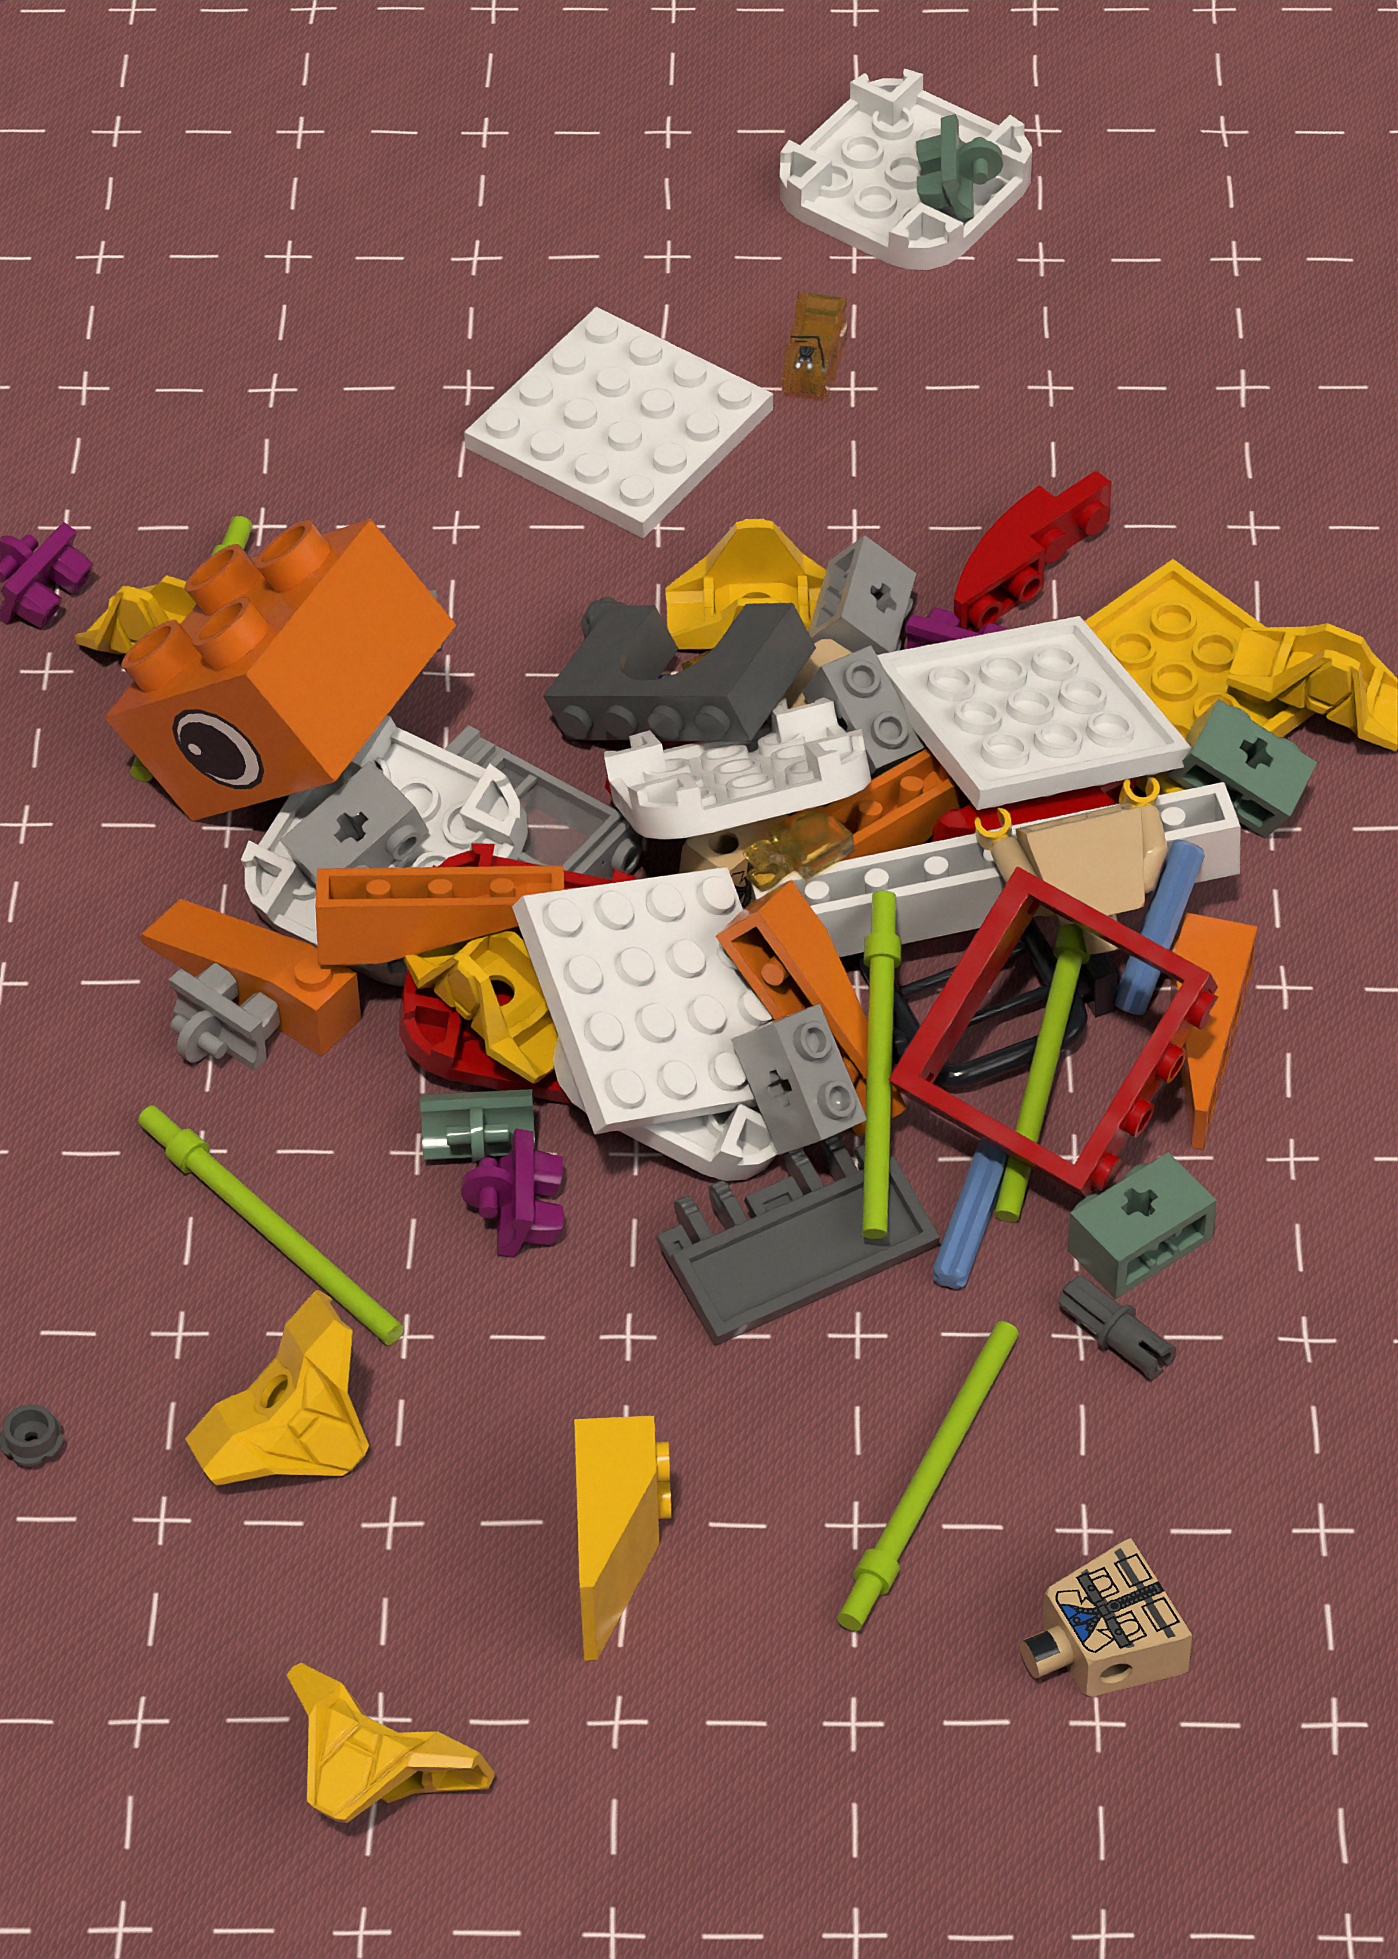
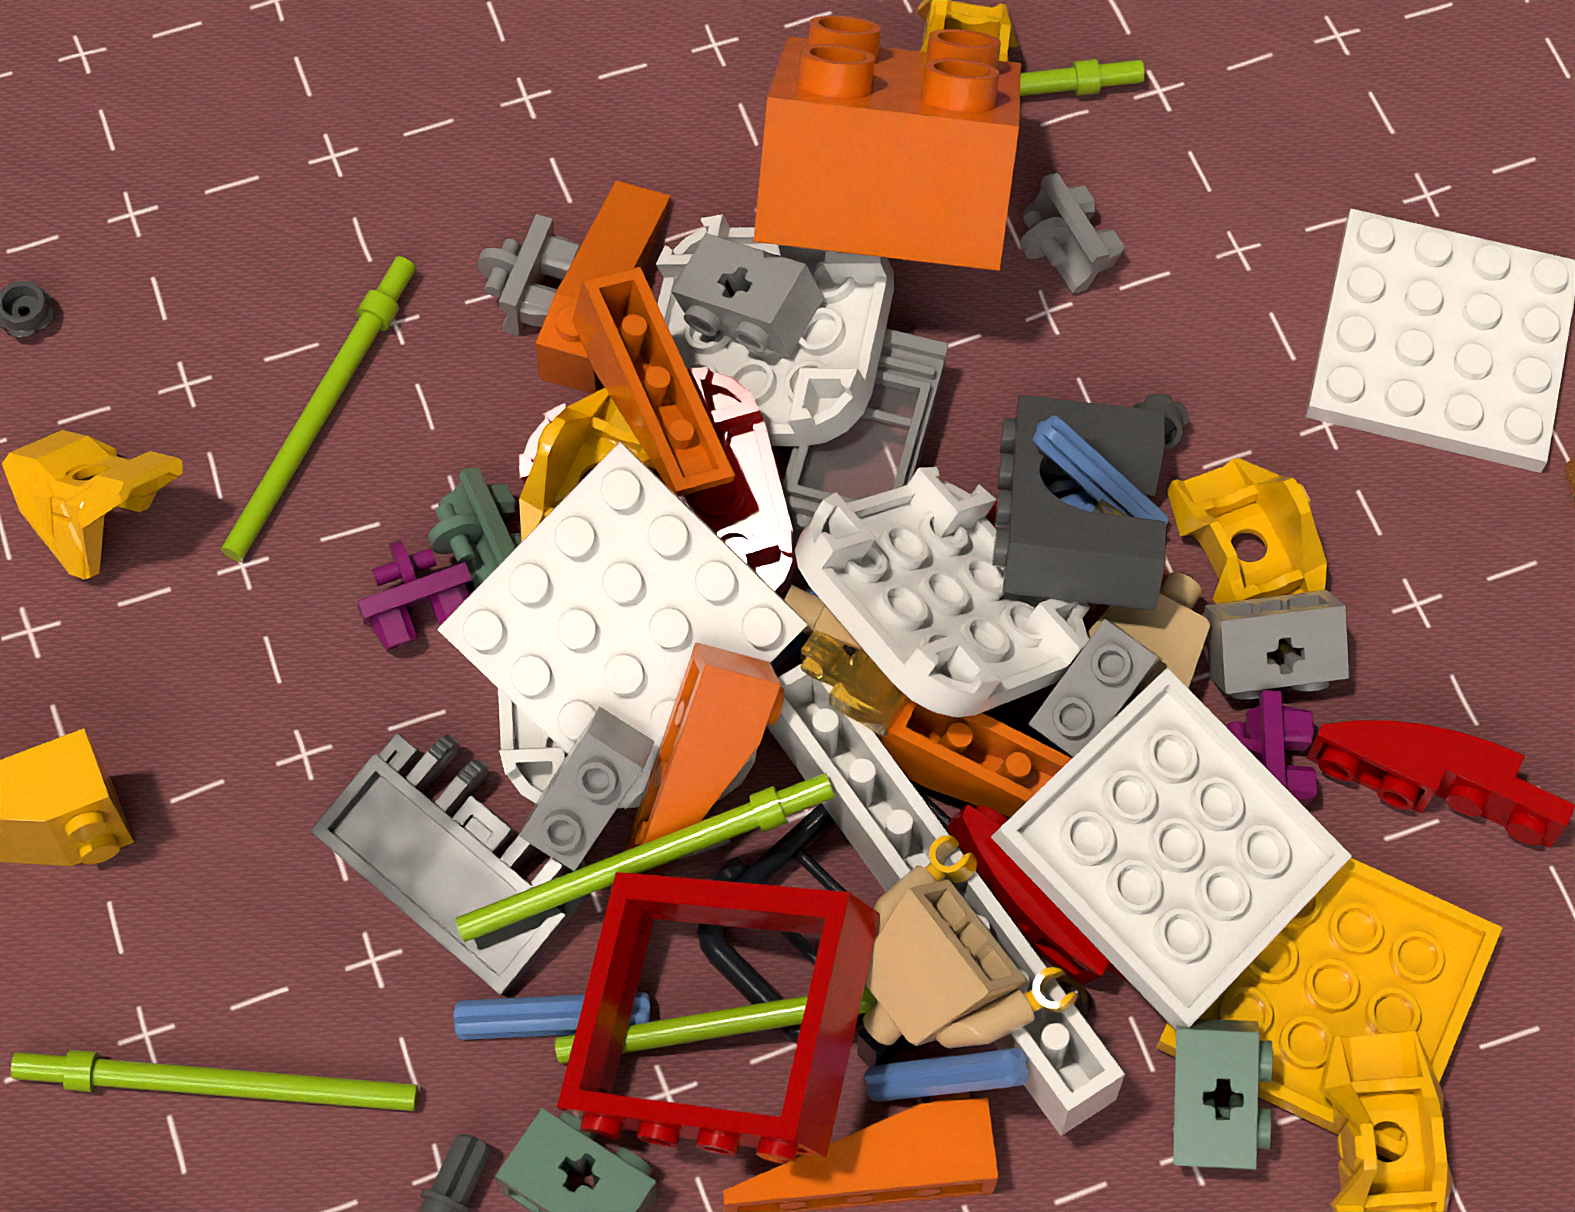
camera: 65 degrees right, 15 degrees up
(647, 658) = (1092, 470): none -> medium blue axle

